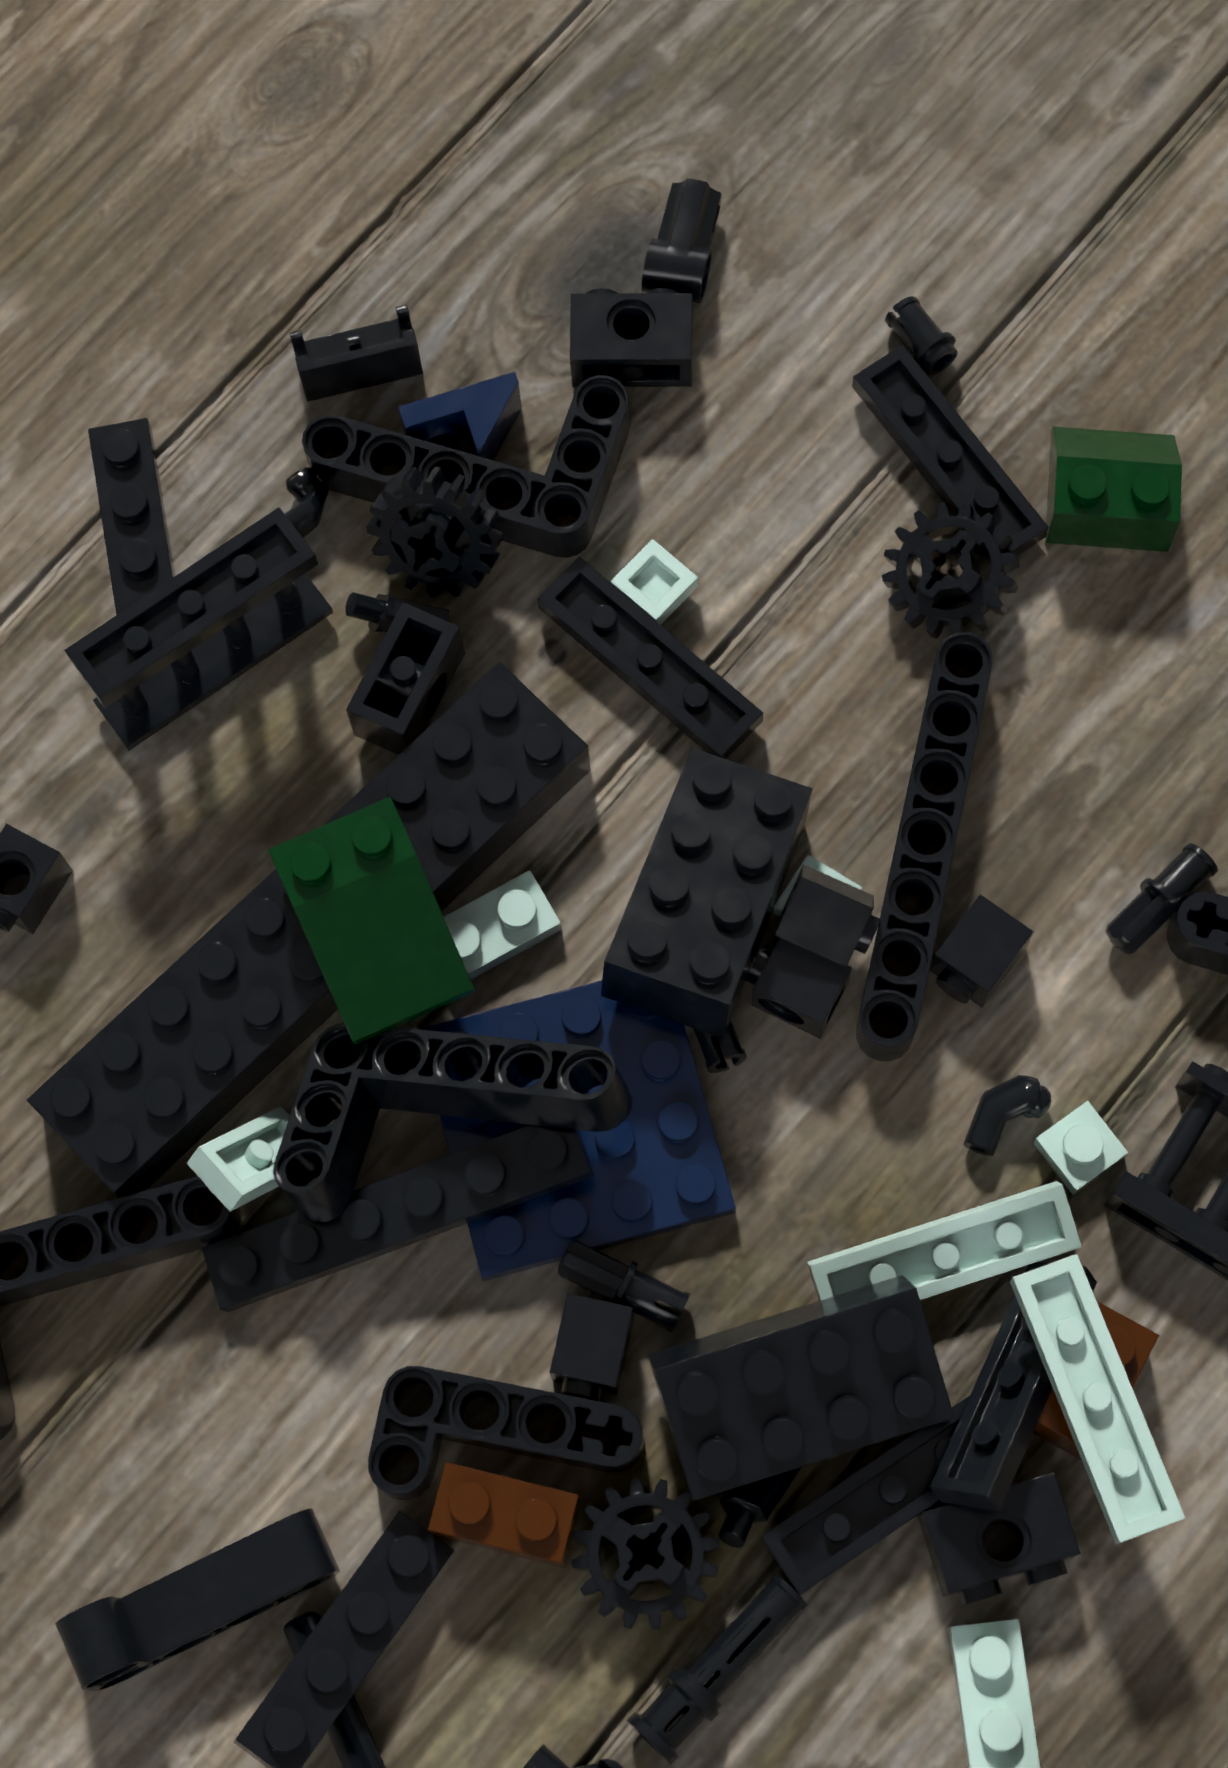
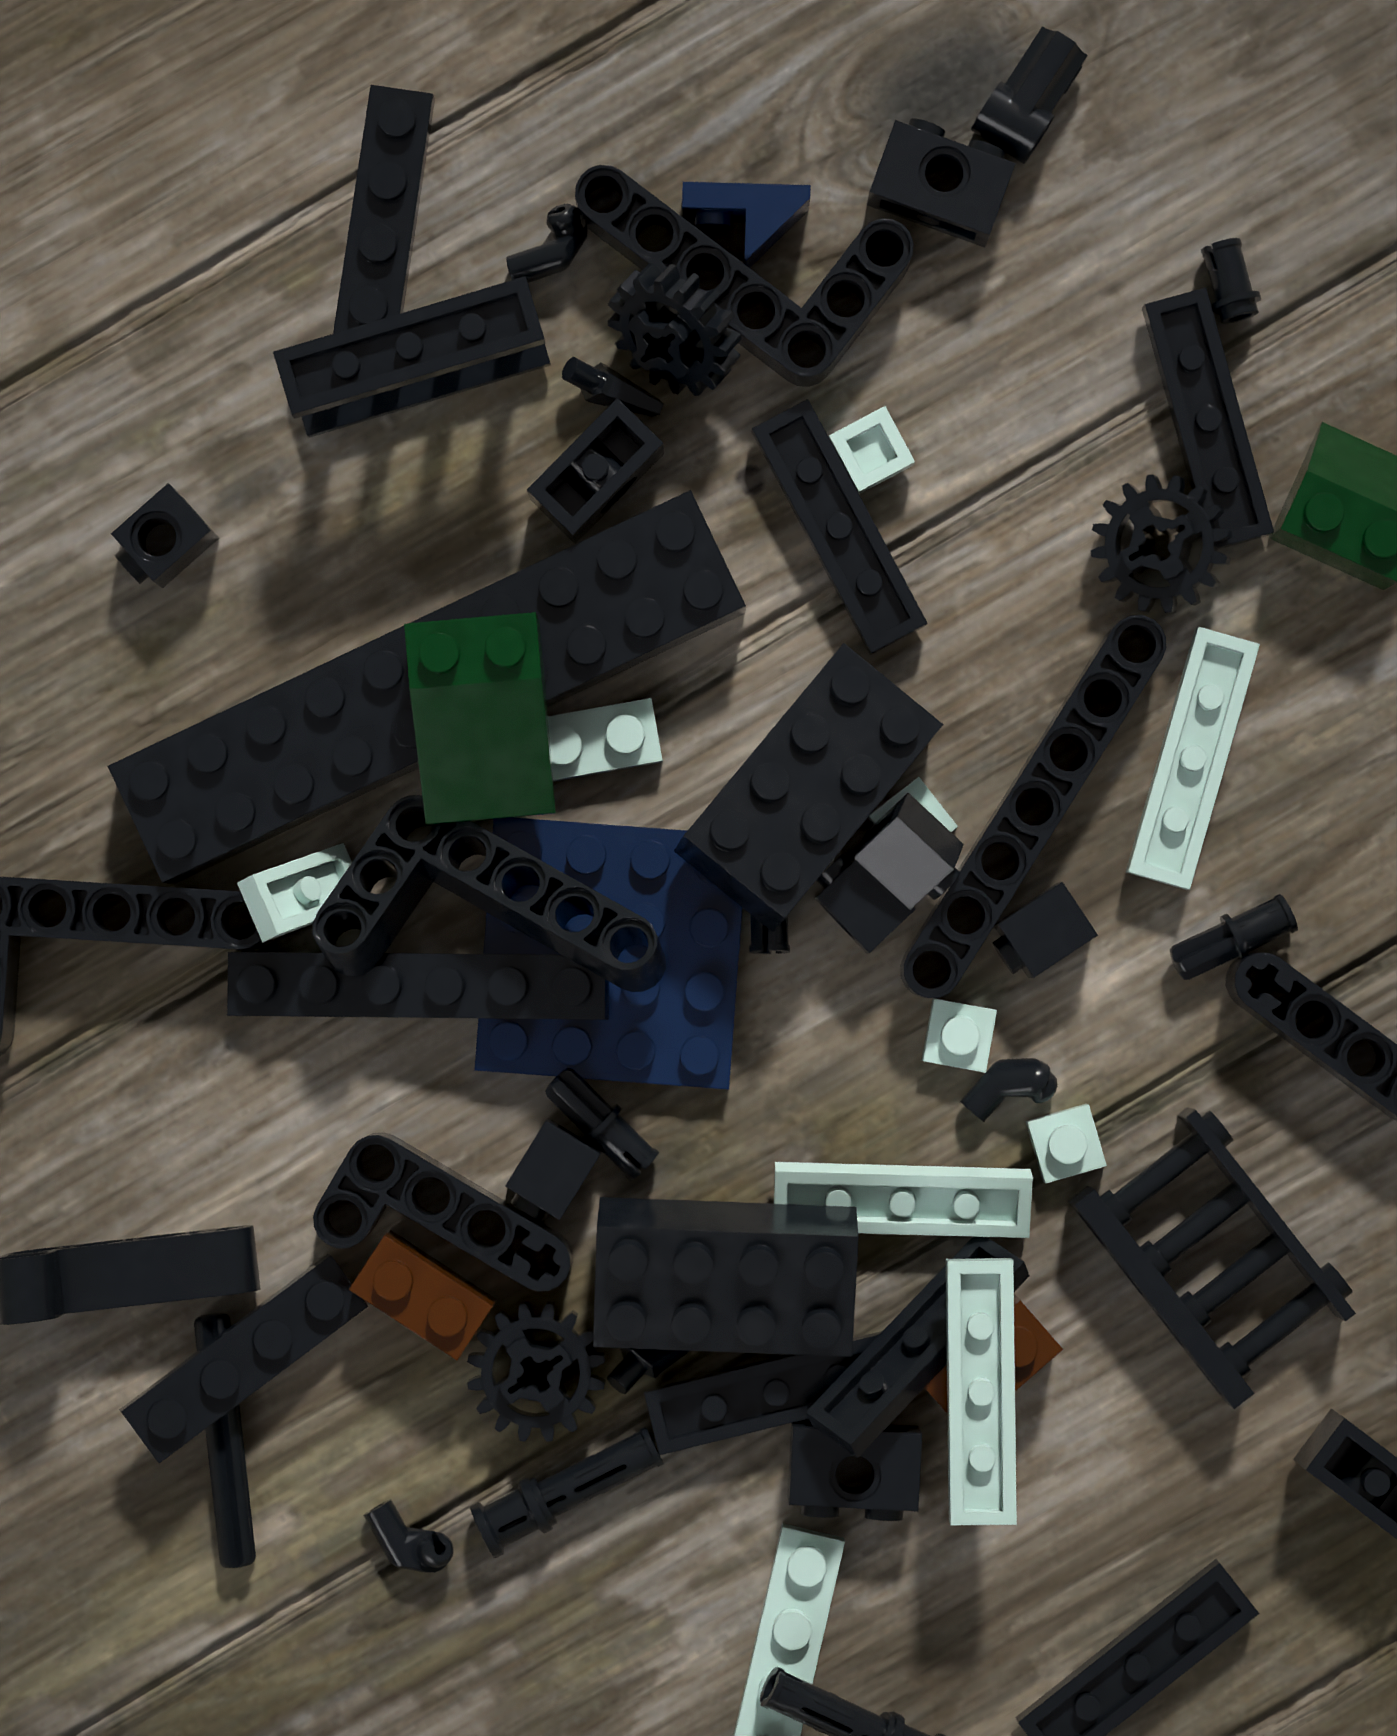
camera: 15 degrees right, 15 degrees up
(357, 357) = (662, 99): black hinge -> none
(938, 1081) = (959, 1035): none -> light aqua plate
(1056, 752) = (1192, 758): none -> light aqua plate

